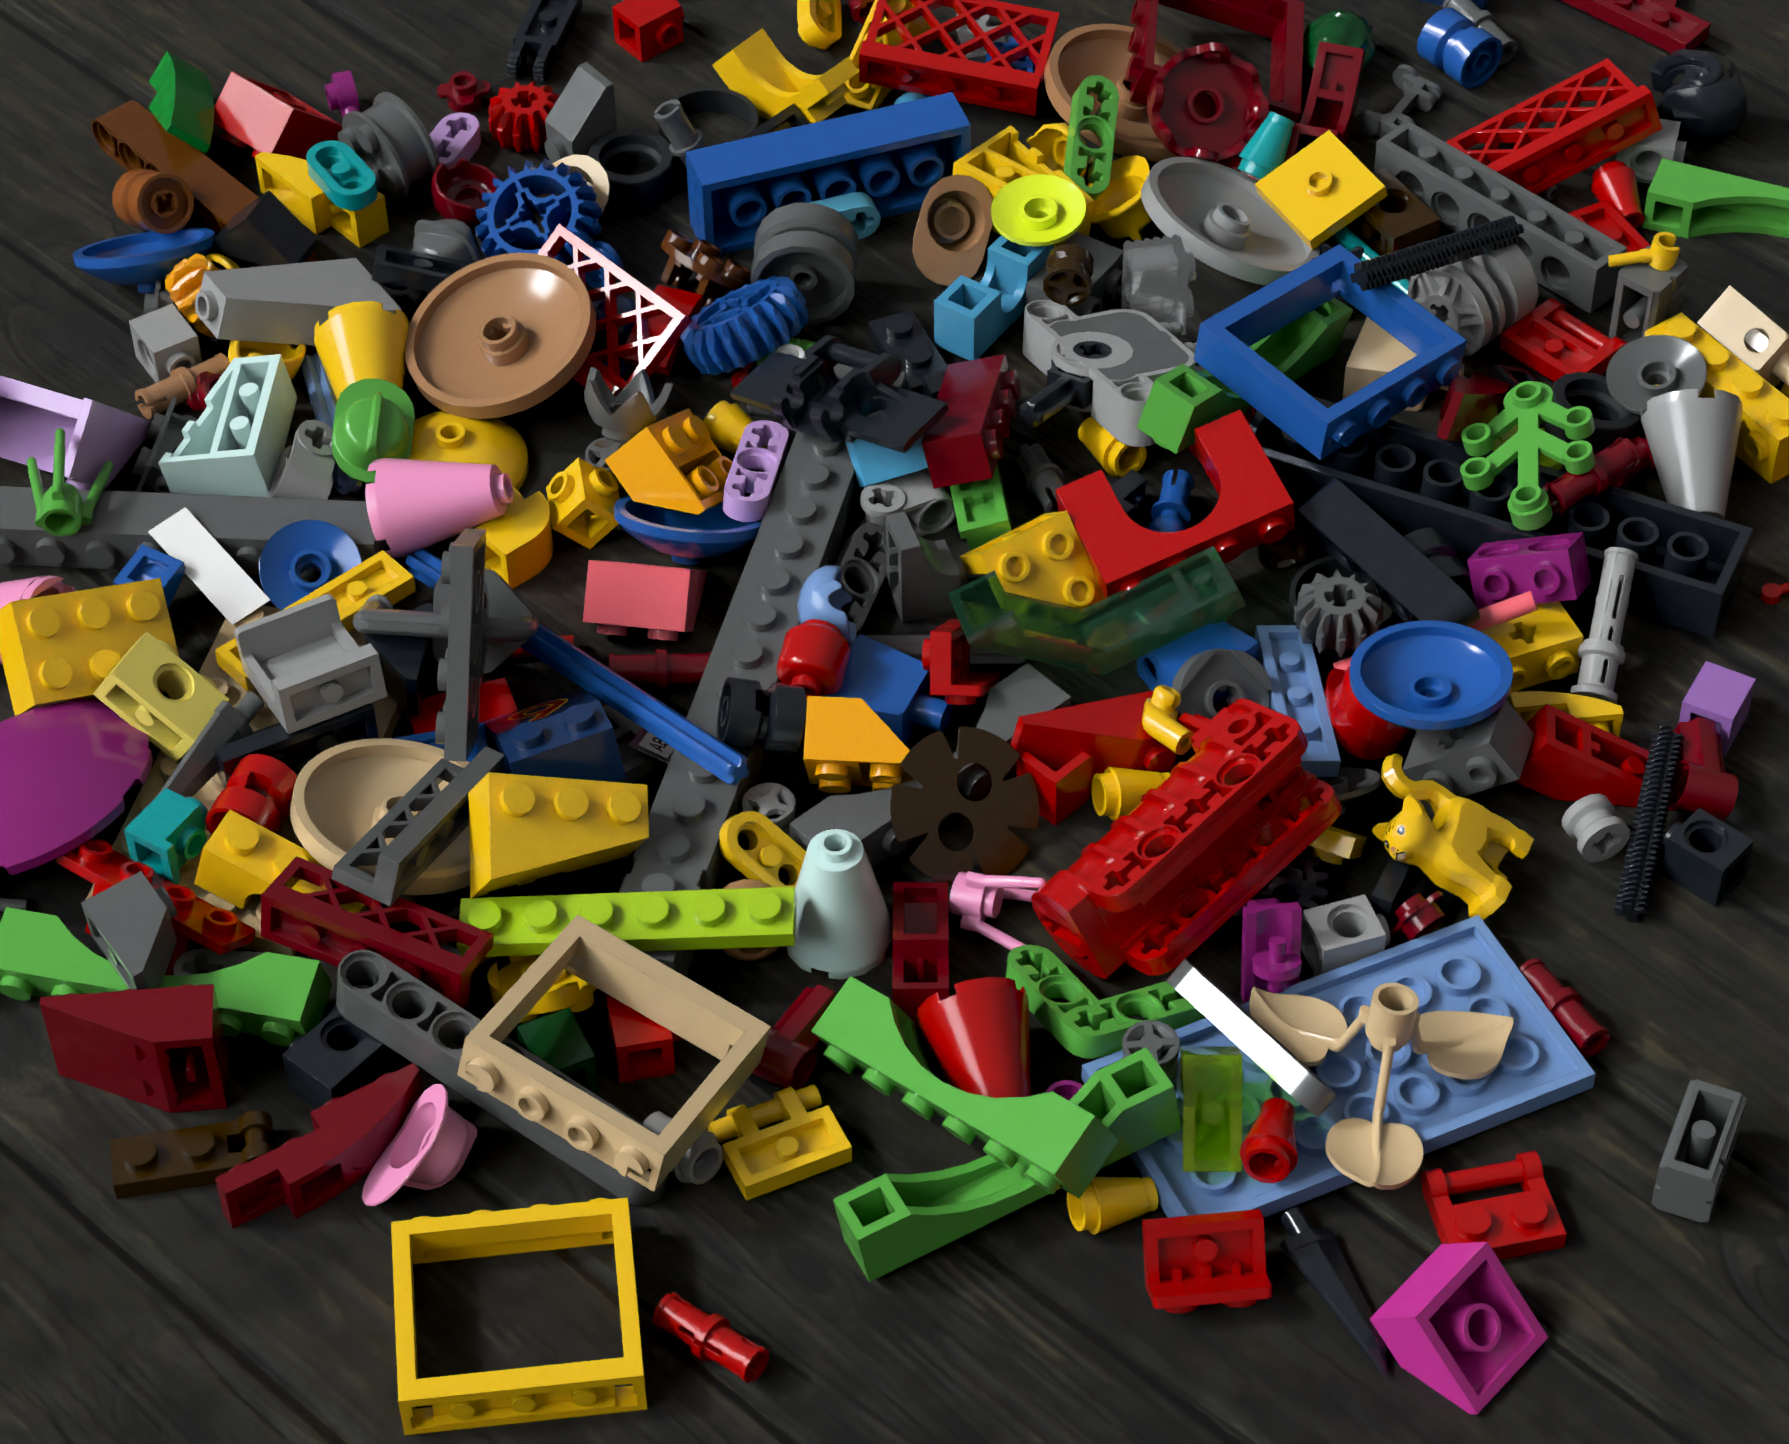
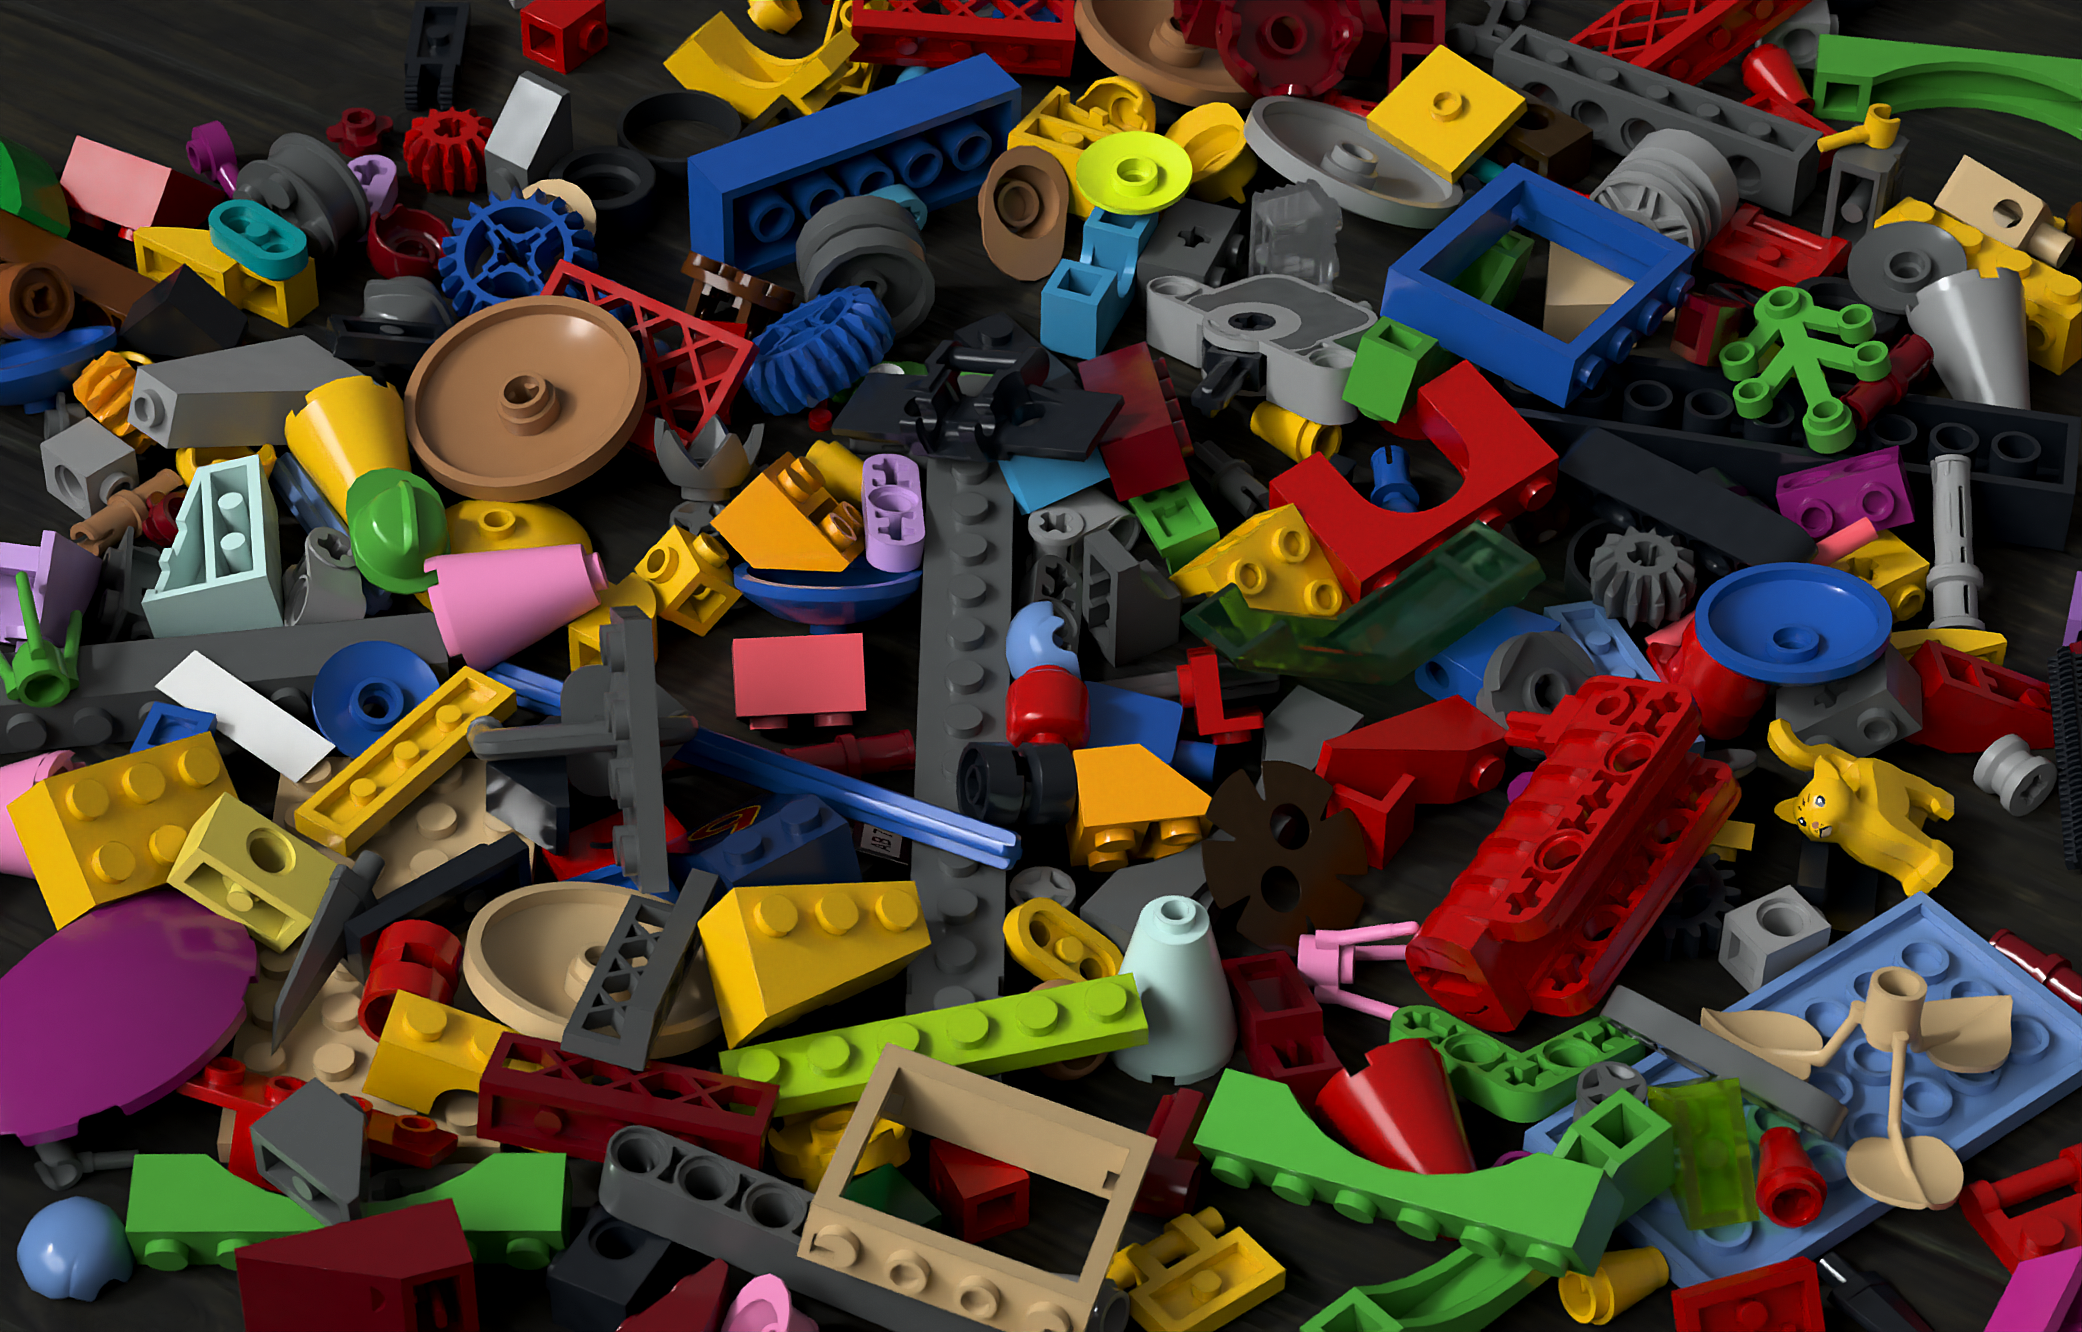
camera: 15 degrees left, 5 degrees down
(167, 833) = (311, 1034): teal brick -> none
(309, 664) = (432, 809): light grey panel -> none
(678, 129) = (666, 149): dark grey axle -> none
(1068, 274) = (1205, 249): dark brown wheel -> none
(1101, 123) = (1168, 68): bright green beam -> none
(1121, 789) = (1459, 815): yellow cone -> none
(1161, 720) = (1487, 725): yellow arm -> none
(1267, 146) = (1369, 74): teal cone -> none
(1270, 946) = (1703, 959): magenta hips -> none
(1418, 916) = (1855, 901): dark red plate -> none
(1436, 253) = (1628, 158): black axle -> none

